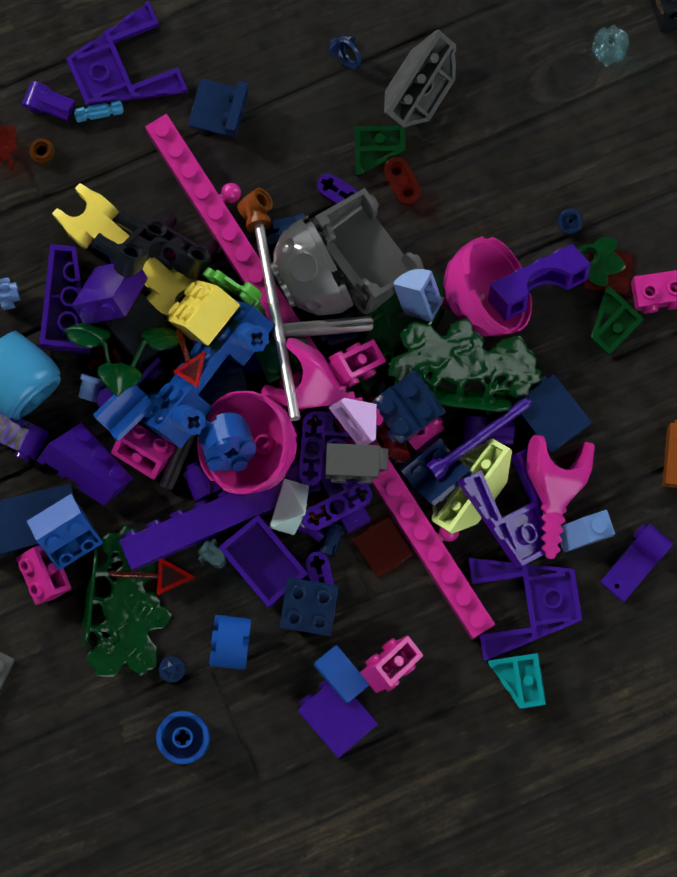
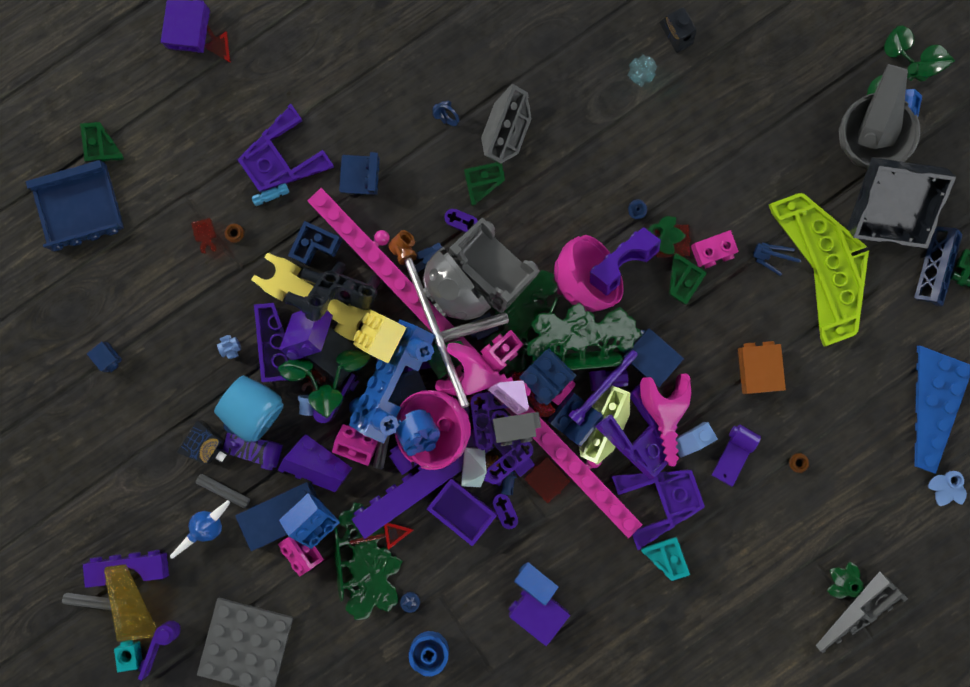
camera: 15 degrees left, 5 degrees up
(42, 99) = (226, 194): dark purple piece -> none
(124, 412) = (336, 423): blue panel -> none
(142, 177) = (312, 239): none -> dark blue brick
(192, 368) = (379, 383): clear red piece -> none
(211, 554) = (422, 514): clear light blue hinge -> none
(230, 642) = (449, 576): blue brick -> none
(248, 293) = (410, 316): bright green plant -> none
(309, 606) = (502, 539): dark blue bracket -> none
(393, 663) = (571, 569): dark pink brick -> none
(402, 182) = (507, 204): clear red plate -> none
(418, 294) = (539, 291): medium blue brick -> none

